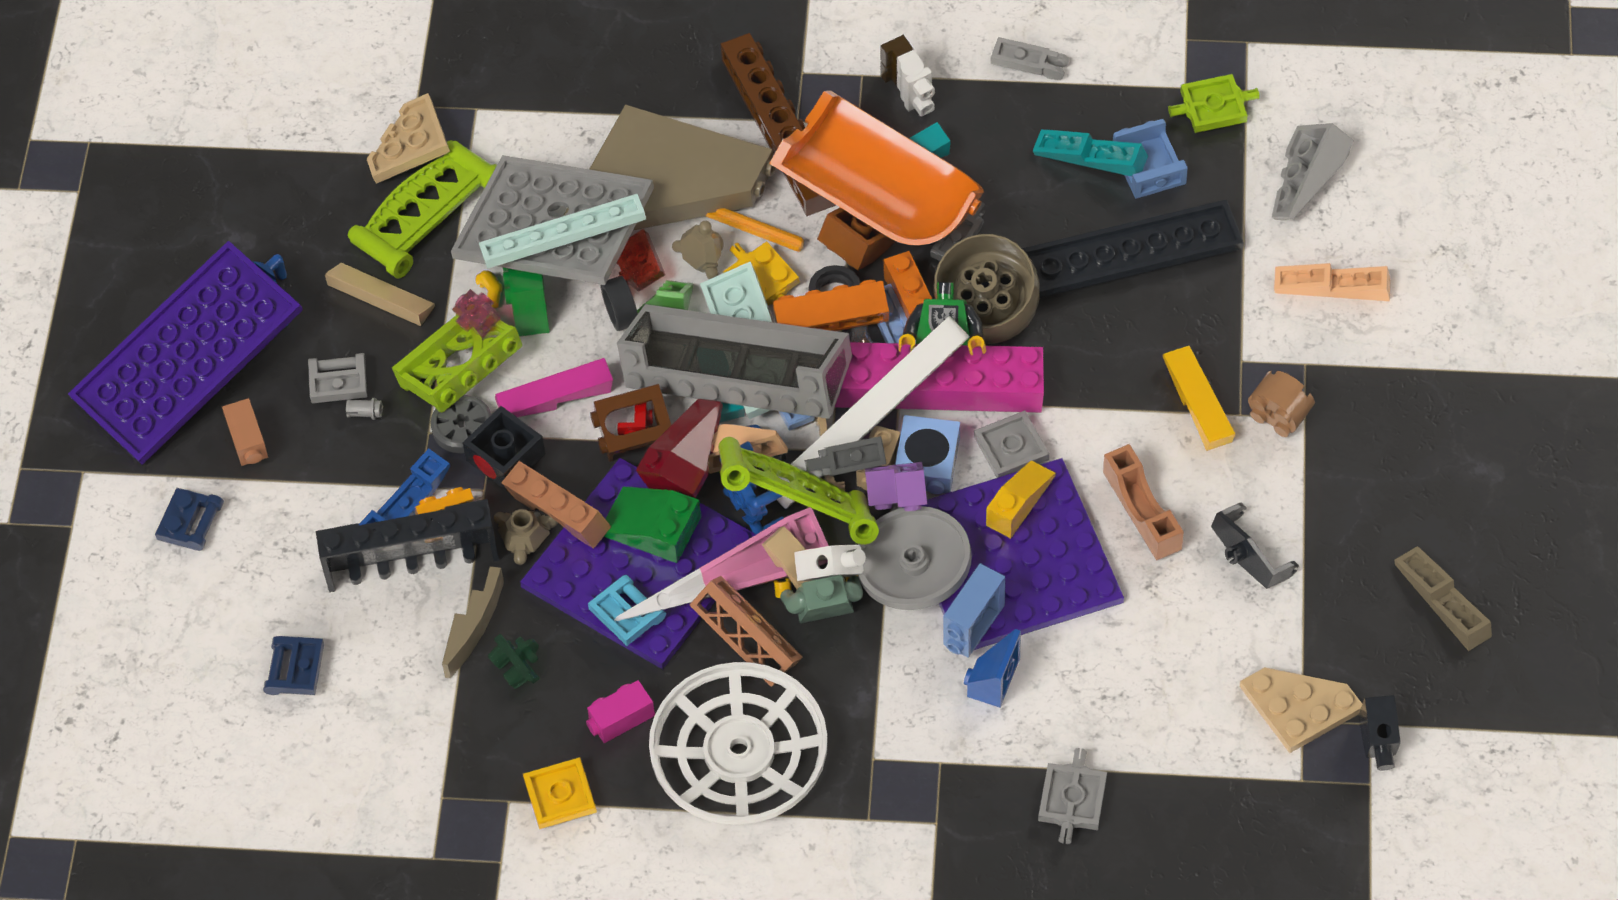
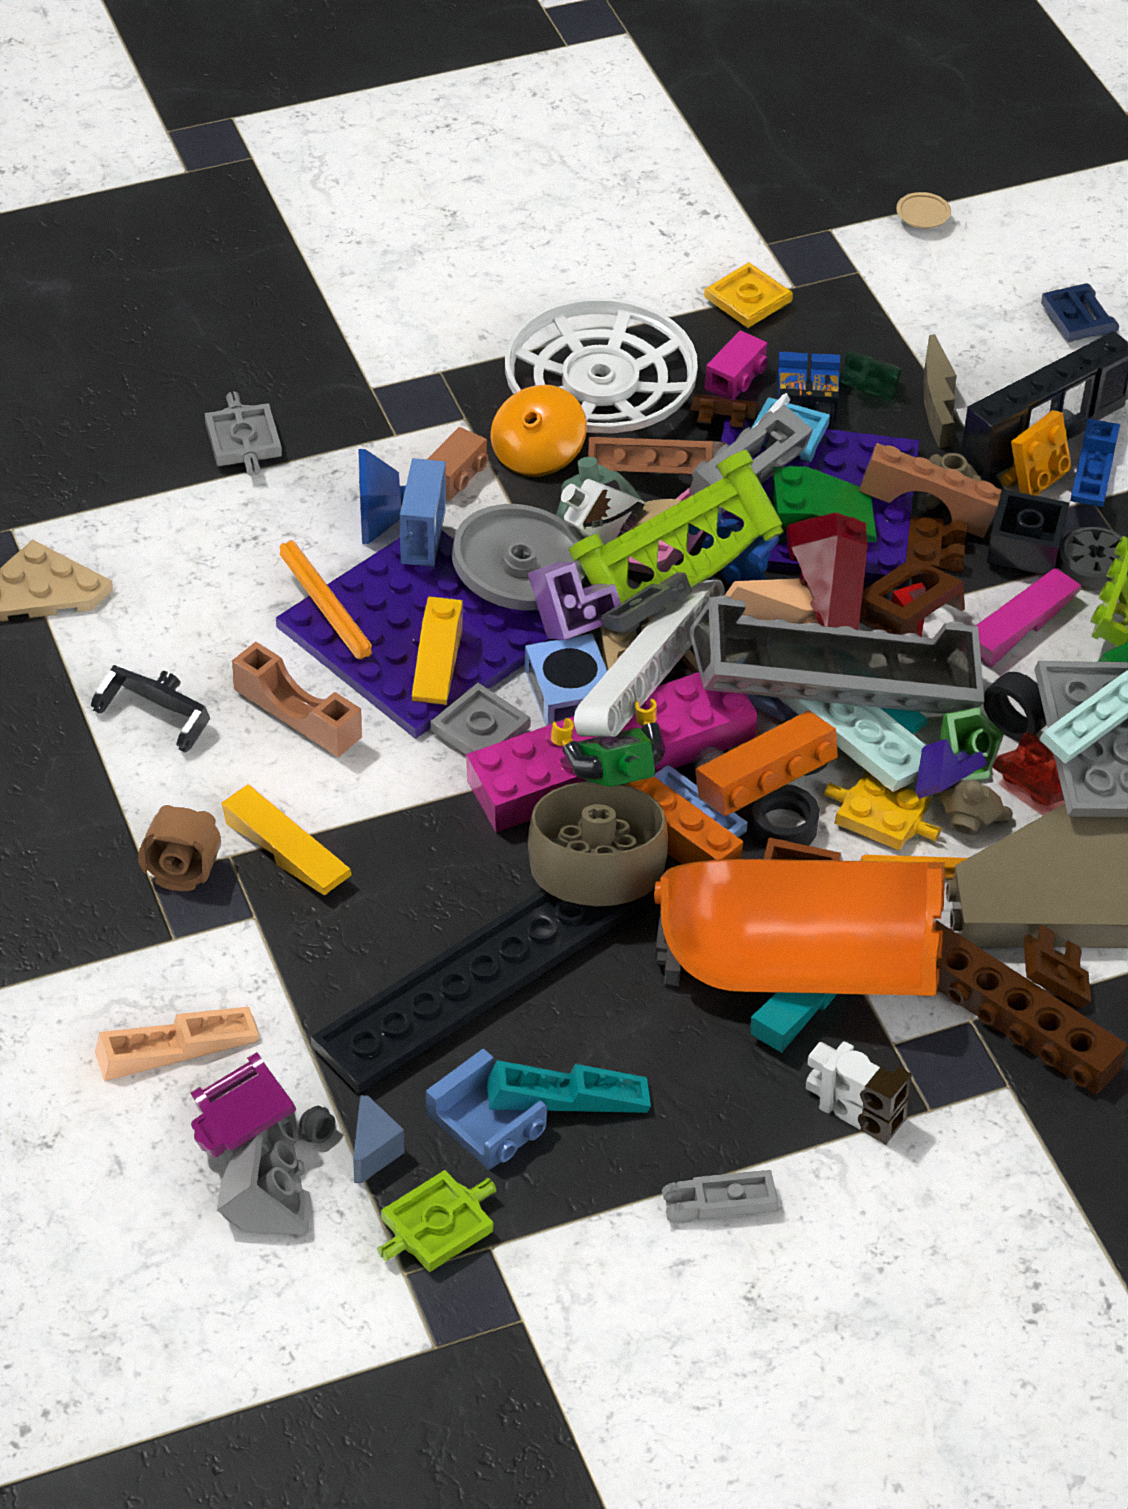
camera: 150 degrees right, 10 degrees down
(342, 832) = (923, 210): none -> tan piece
(577, 662) = (823, 386): none -> hips
(584, 477) = (929, 535): none -> reddish brown plate
(655, 669) = (711, 406): none -> reddish brown plate
(688, 557) = (787, 439): none -> light grey brick
(706, 262) = (942, 768): none -> dark purple slope
(728, 111) = (1055, 970): none -> reddish brown plate
(827, 694) = (546, 443): none -> light orange dish
(911, 693) = (464, 457): none -> nougat brick
(1082, 583) = (325, 600): none -> light orange axle
(1231, 161) = (377, 1140): none -> sand blue slope
(1263, 189) = (317, 1124): none -> dark grey plate
(1313, 194) = (242, 1111): none -> magenta piece

